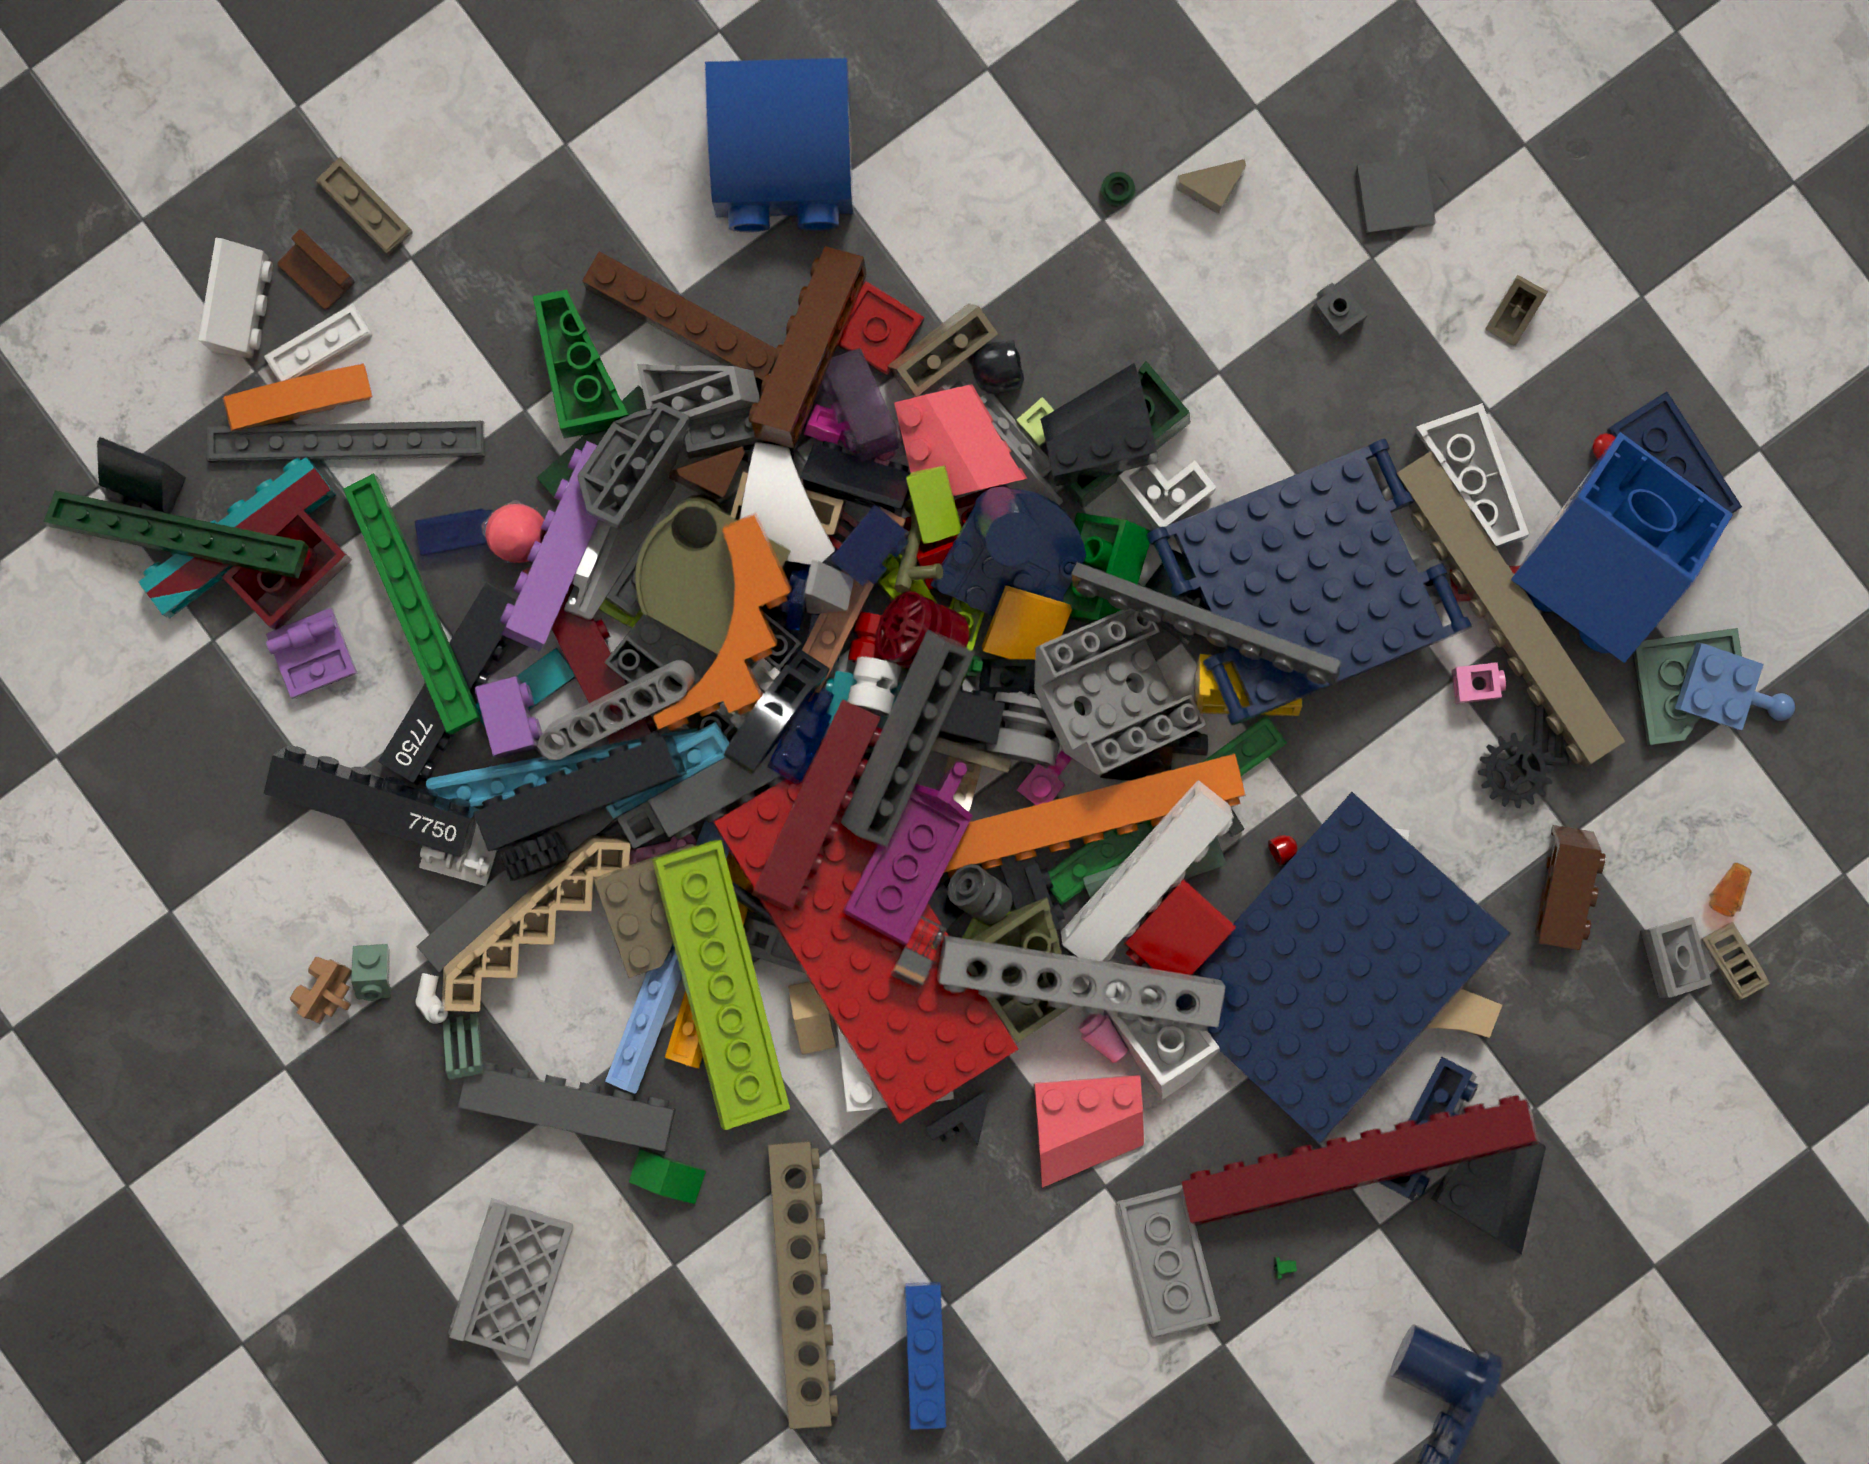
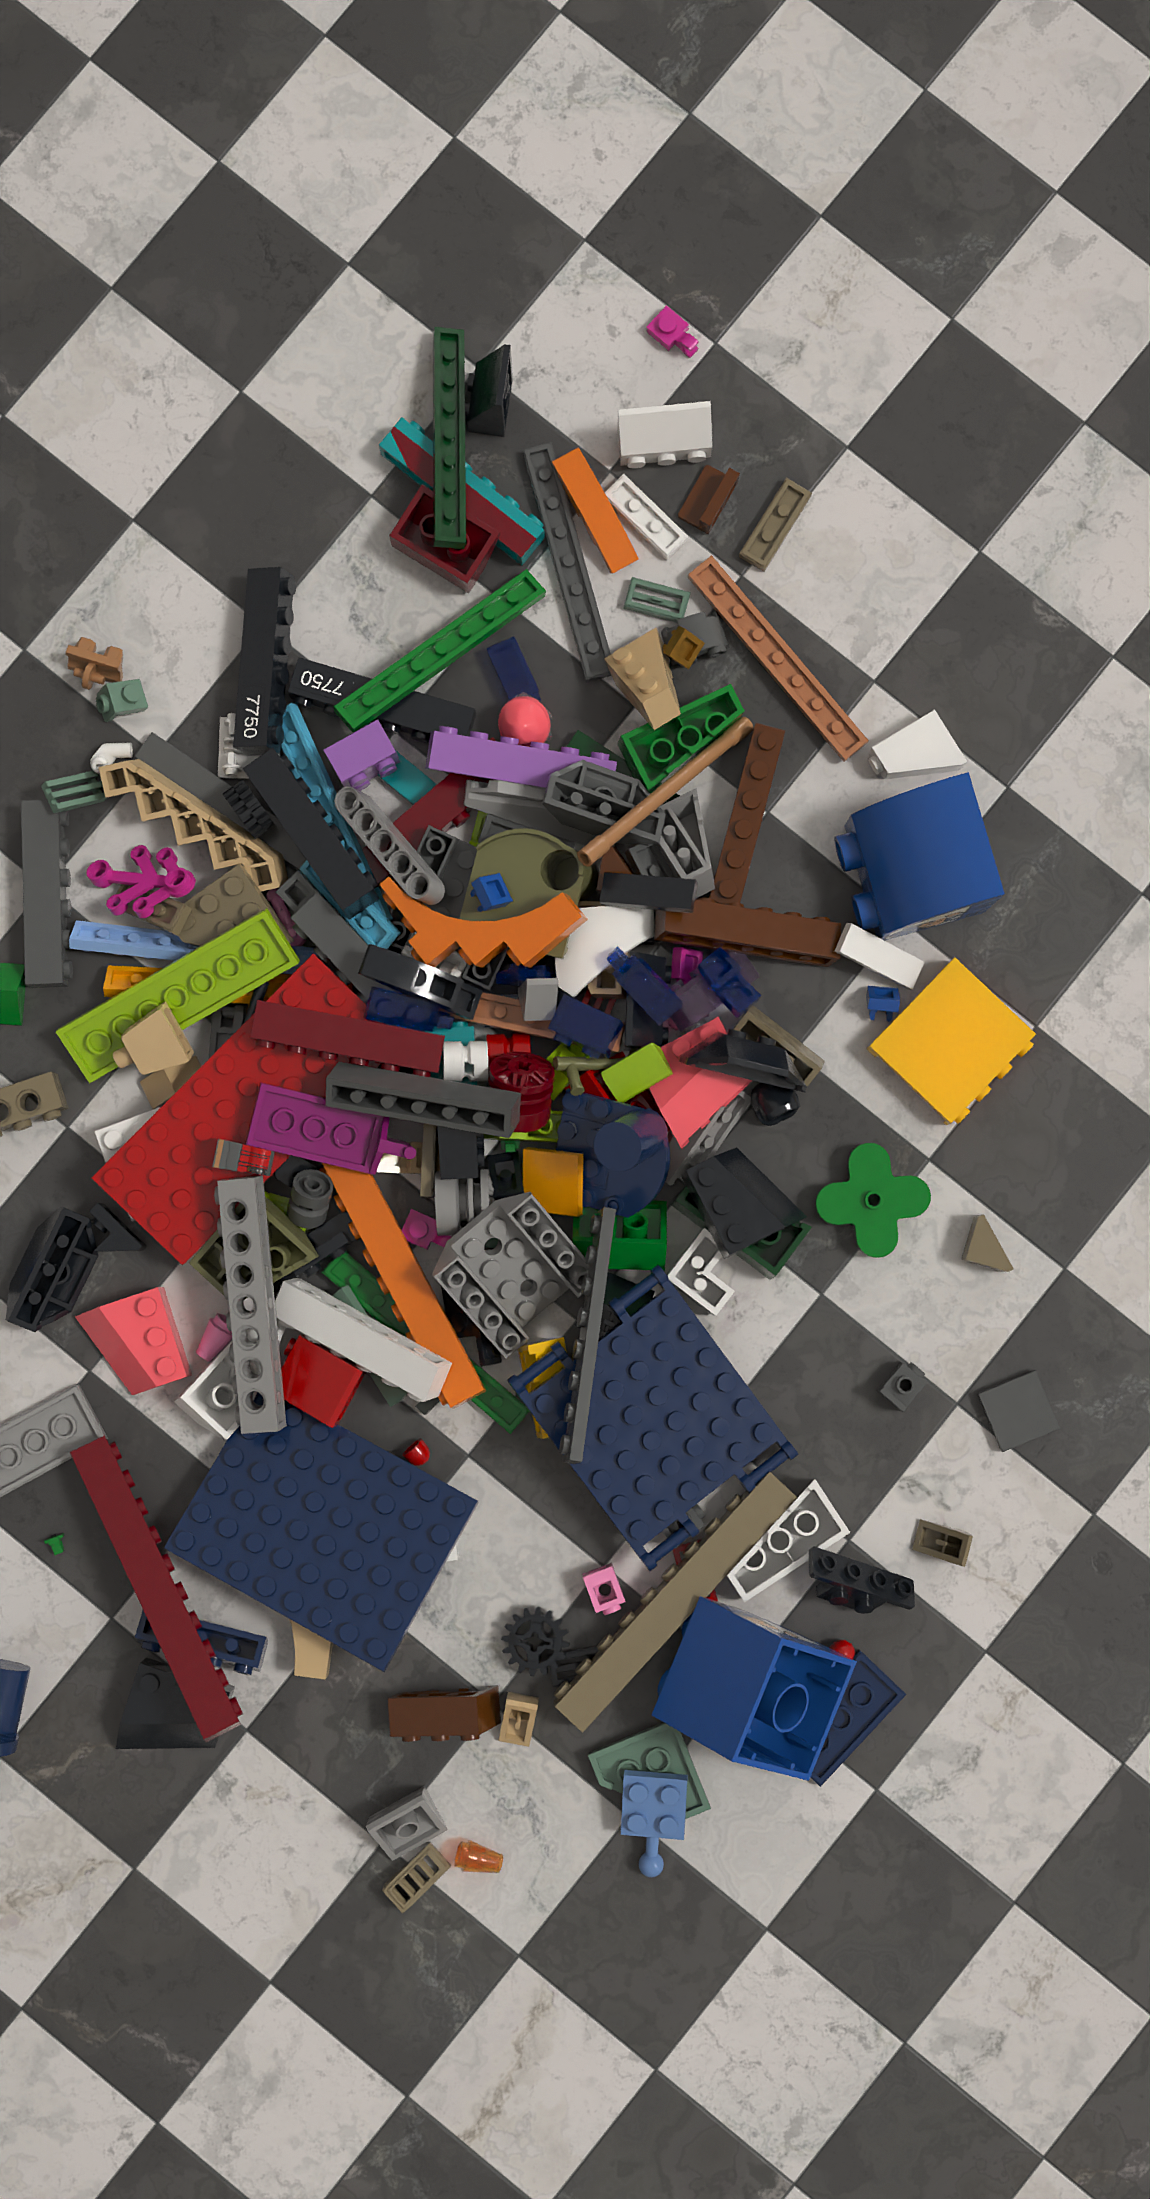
camera: 75 degrees right, 0 degrees up
(115, 265) = (671, 330): none -> dark pink plate
(311, 653) = (379, 578): medium lavender plate -> none
(425, 363) = (653, 611): none -> sand green tile
(468, 325) = (704, 627): none -> dark grey cylinder
(478, 337) = (683, 647): none -> pearl gold tile
(502, 387) = (646, 678): none -> tan wedge
(514, 241) = (777, 658): none -> nougat plate
(584, 992) = (176, 883): none -> dark pink plant
(613, 991) = (167, 915): none -> dark tan tile
(655, 116) = (917, 750): none -> white slope
(678, 473) = (601, 844): none -> medium nougat piece
(699, 609) = (491, 892): none -> blue tile
(743, 439) = (648, 892): none -> black tile
(766, 1022) = (154, 1042): none -> tan torso
(843, 470) = (644, 985): none -> clear blue hinge
(858, 383) = (729, 985): none -> clear blue slope
(870, 214) = (879, 956): none -> white tile
(879, 327) = (785, 988): red tile -> none
(918, 224) = (882, 999): none -> blue tile
(949, 382) = (746, 1059): none -> black wedge
(982, 160) = (953, 1041): none -> yellow panel
(986, 1198) = (52, 1270): none -> black wedge
(1031, 421) = (737, 1139): yellowish green plate -> none
(1125, 181) = (968, 1161): dark green plate -> none
(1129, 316) = (848, 1201): none -> green plant
(1538, 410) = (857, 1583): none -> black bracket
(1594, 809) = (518, 1719): none -> tan slope

